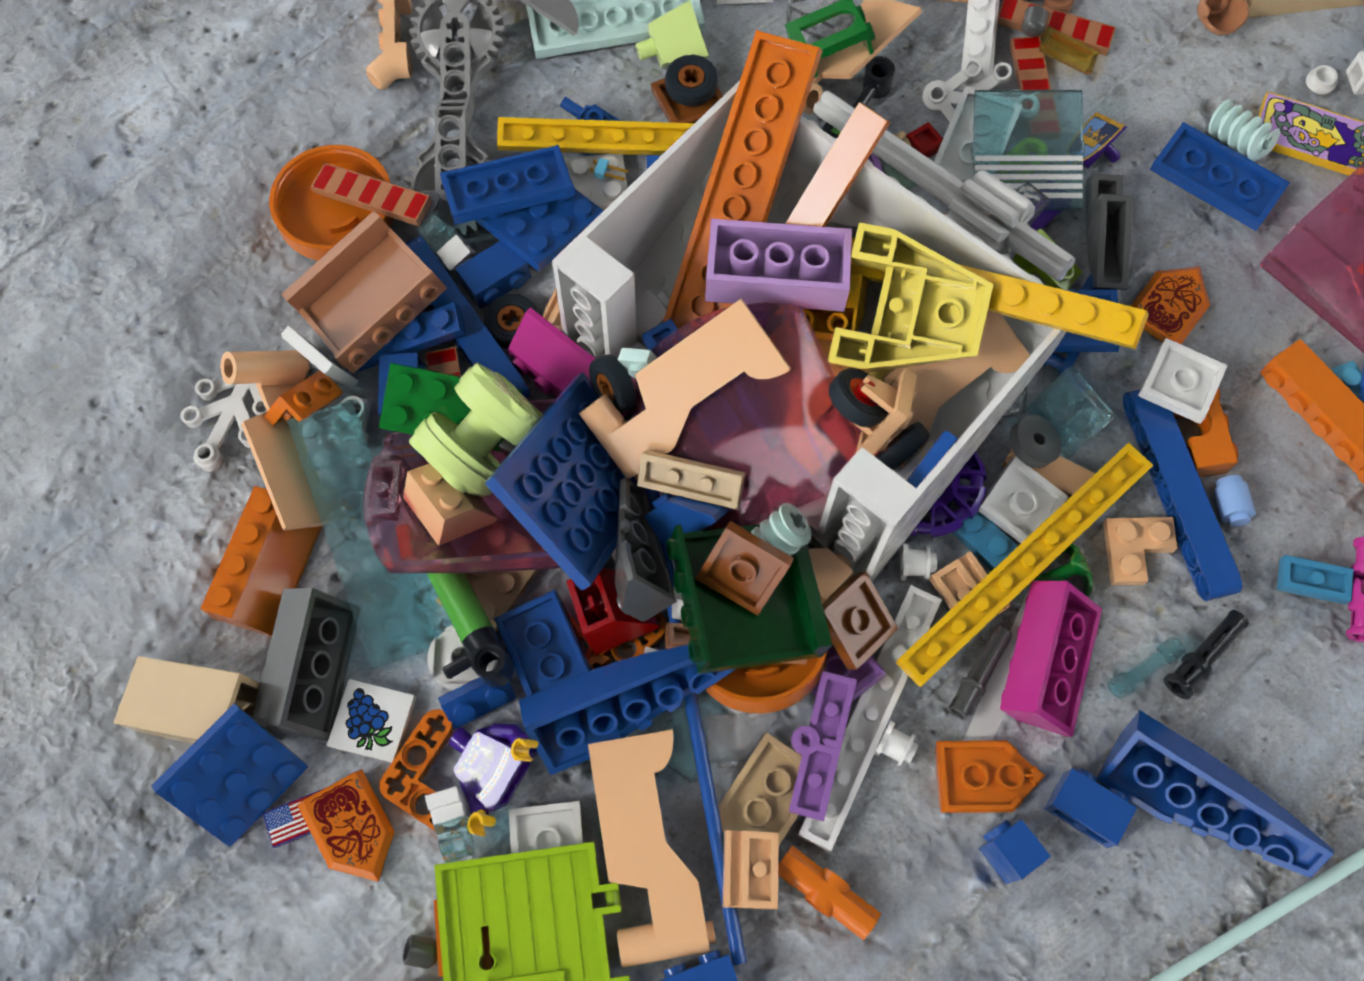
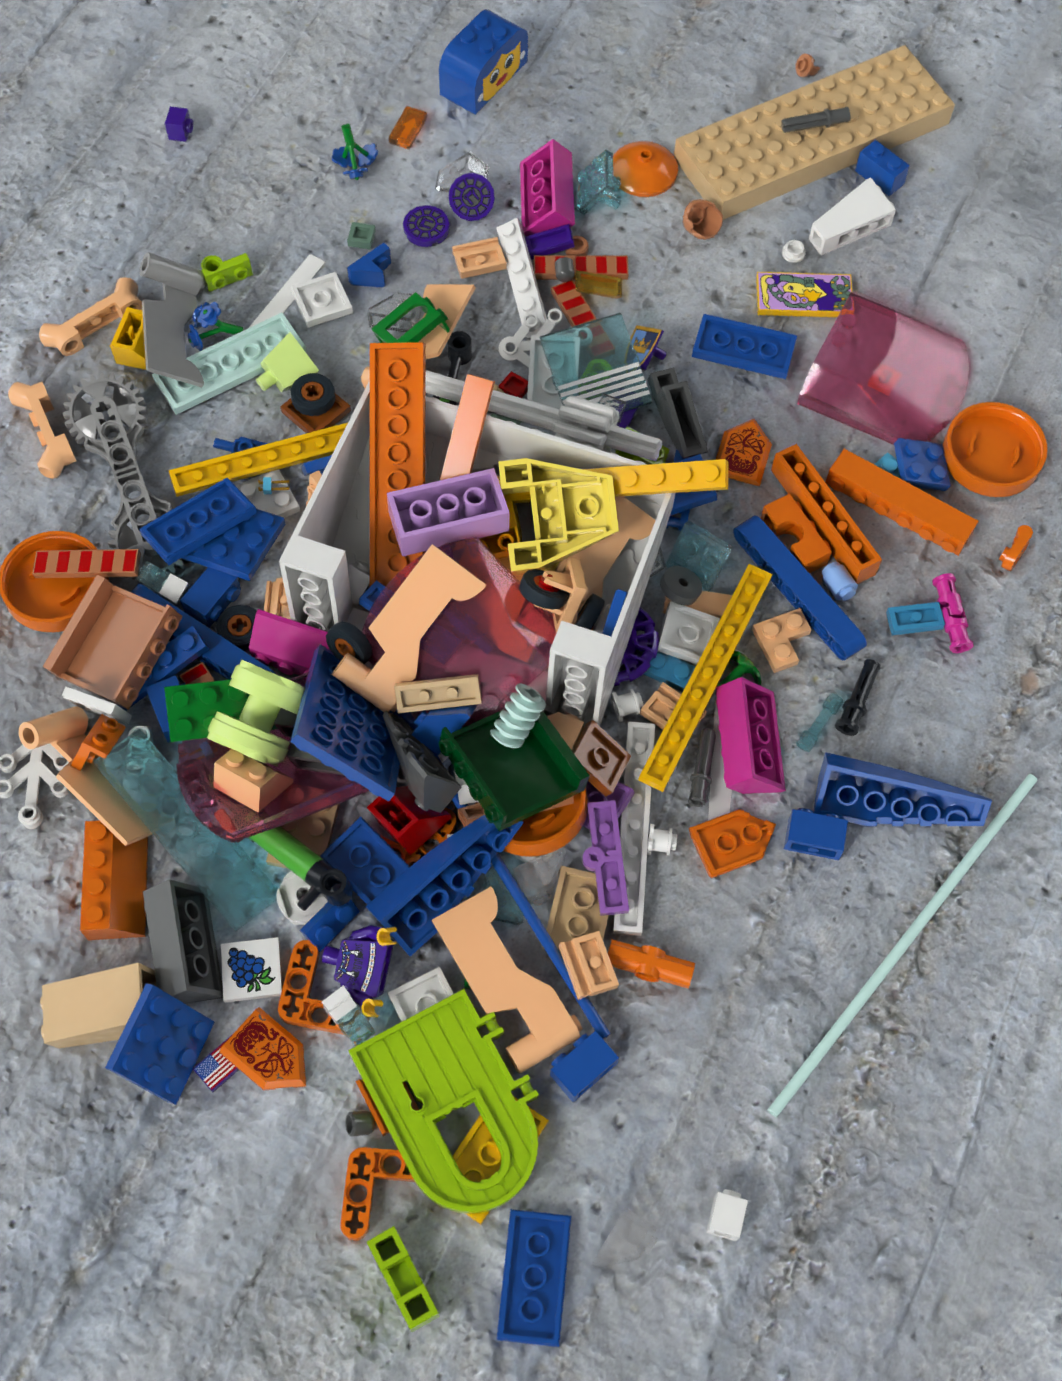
camera: 25 degrees left, 5 degrees down
(635, 359) = (363, 618): light aqua plate -> none
(744, 568) = (505, 742): dark orange plate -> none
(1013, 850) = (771, 881): blue brick -> none
(1183, 380) = (771, 505): white plate -> none
(1242, 131) = (749, 307): light aqua piece -> none
(1251, 418) = (824, 509): none -> orange brick

